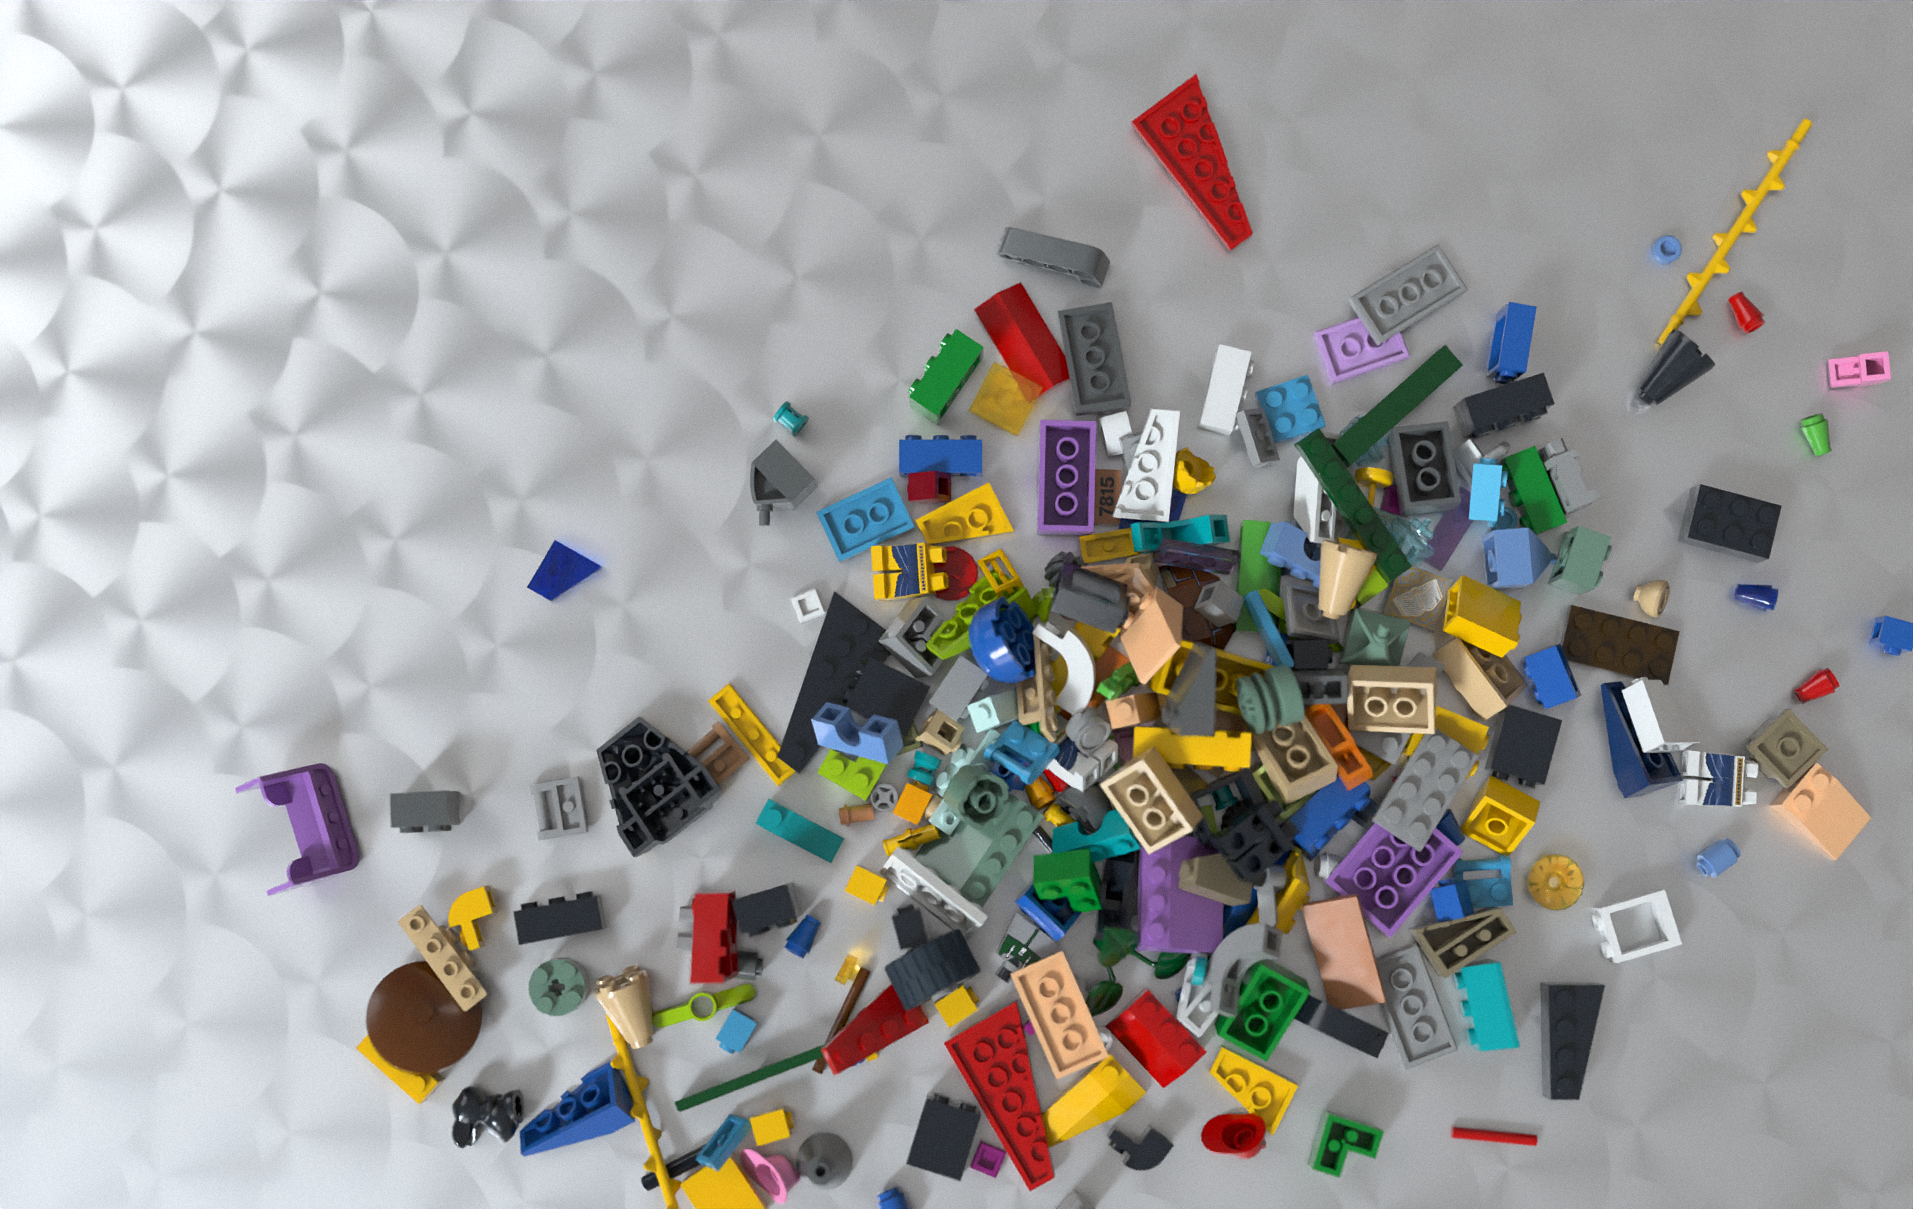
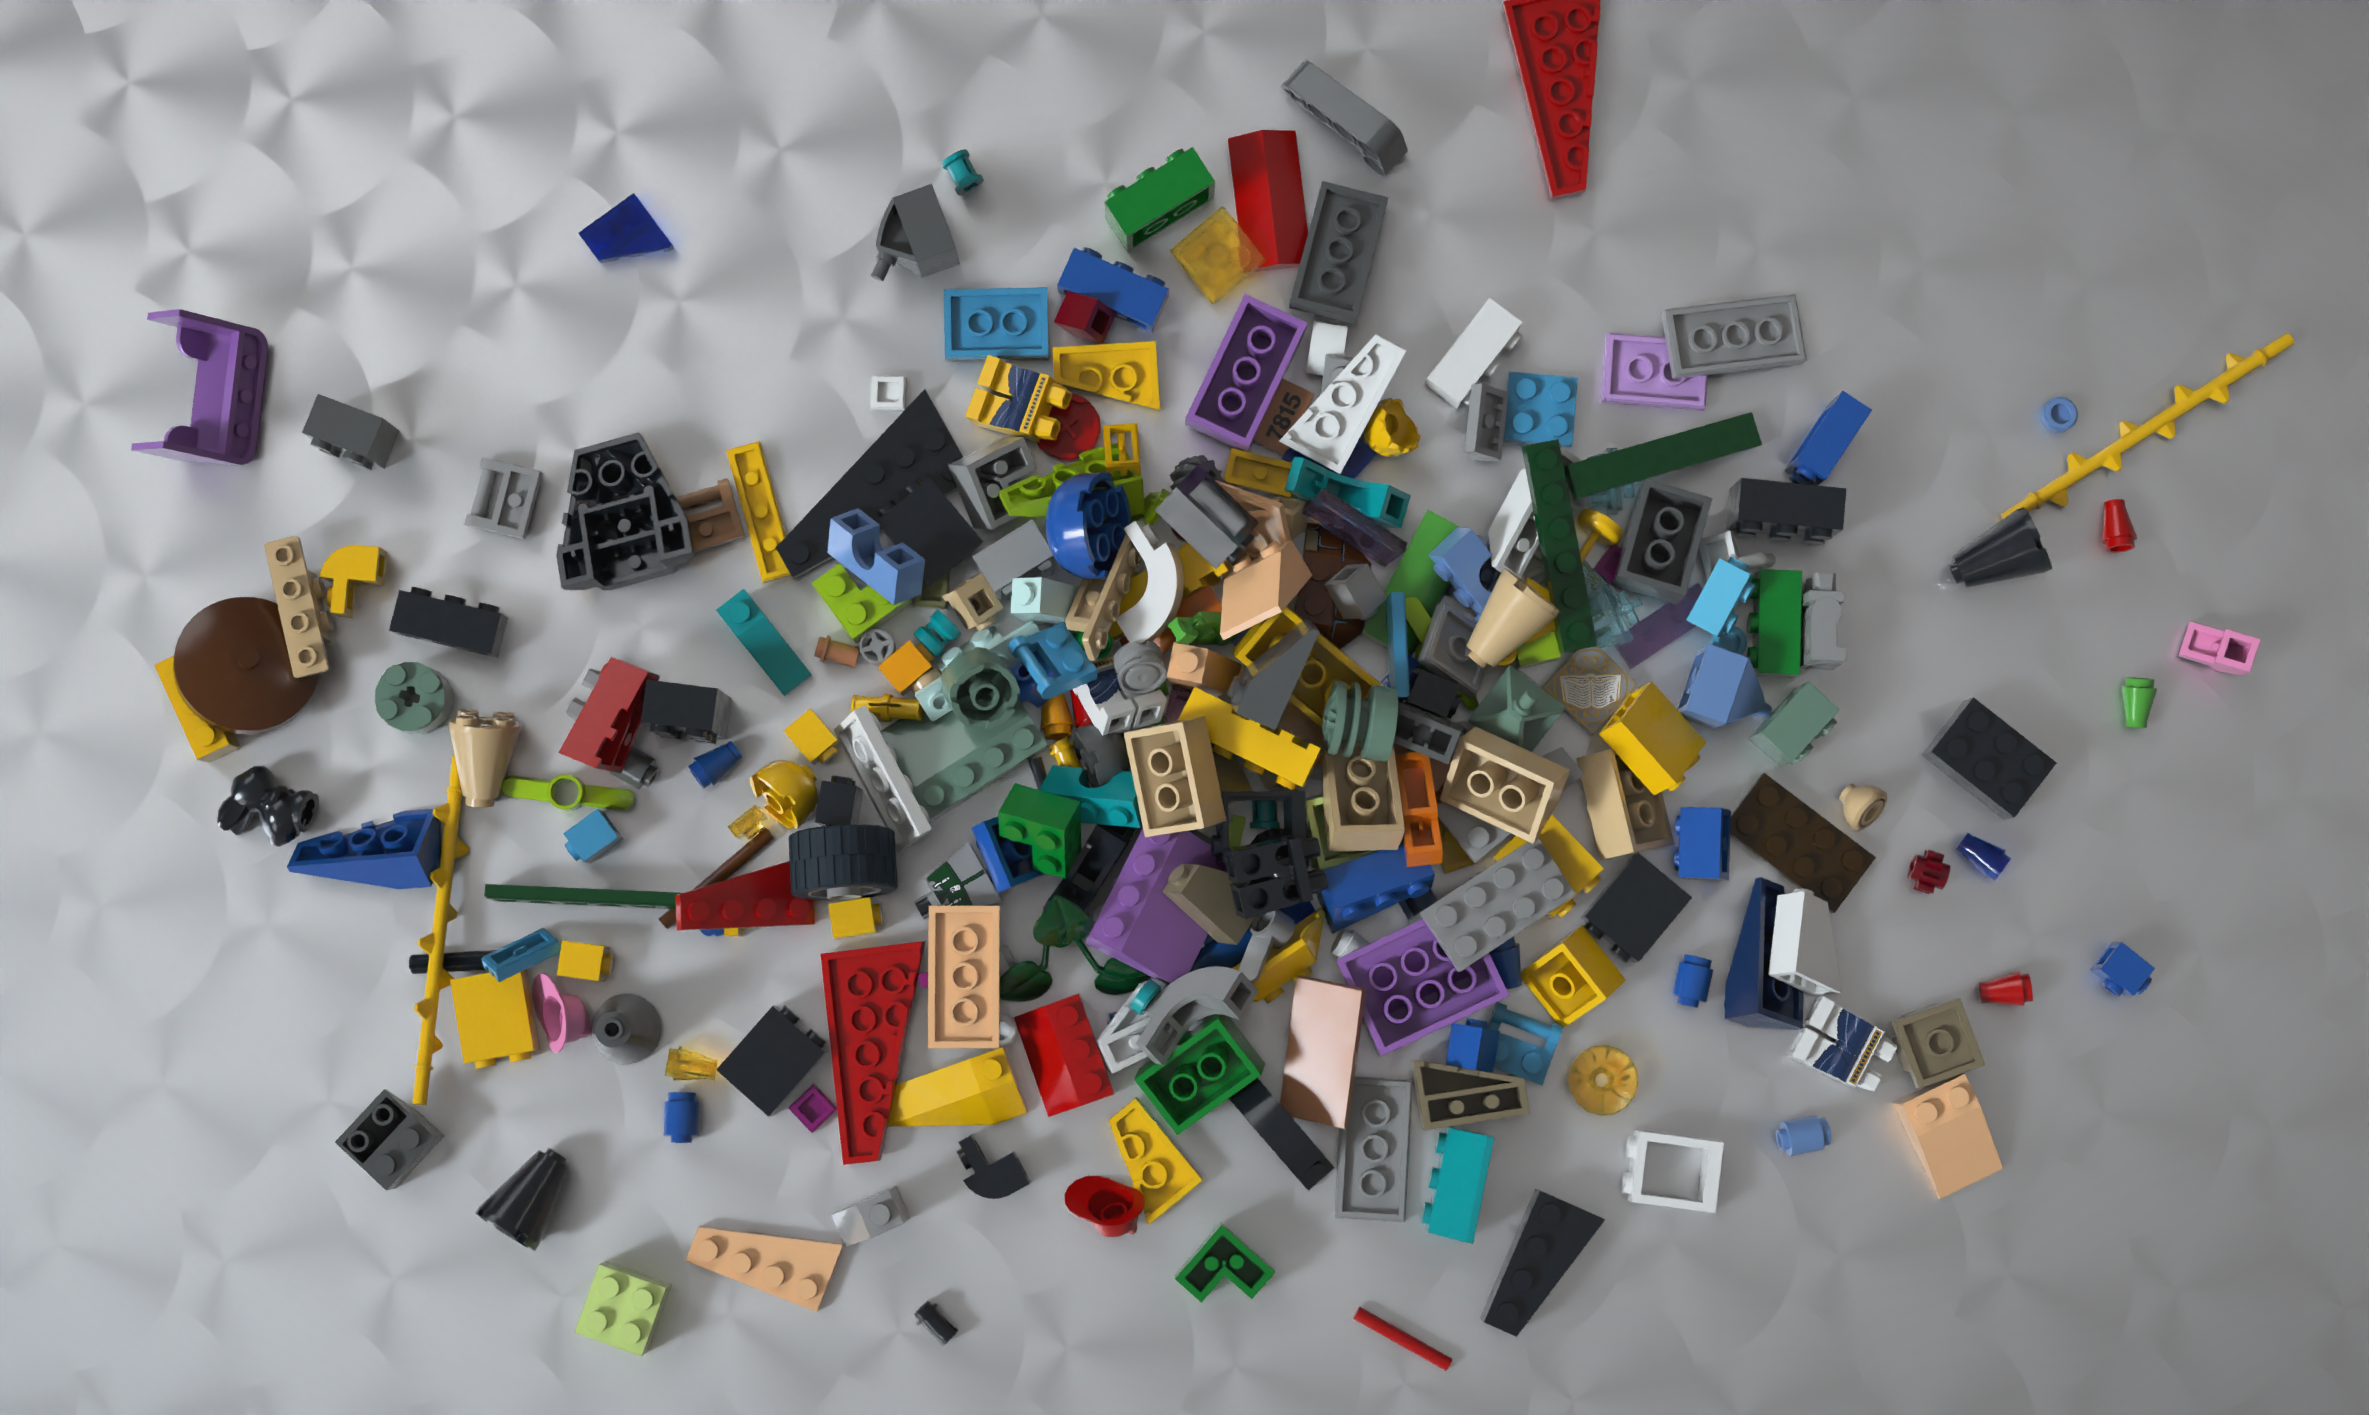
camera: 20 degrees right, 0 degrees up
(866, 933) = (788, 791): none -> yellow cylinder
(883, 1168) = (689, 1065): none -> clear yellow cone
(1588, 780) = (1692, 980): none -> blue brick
(1722, 625) = (1928, 871): none -> dark red gear

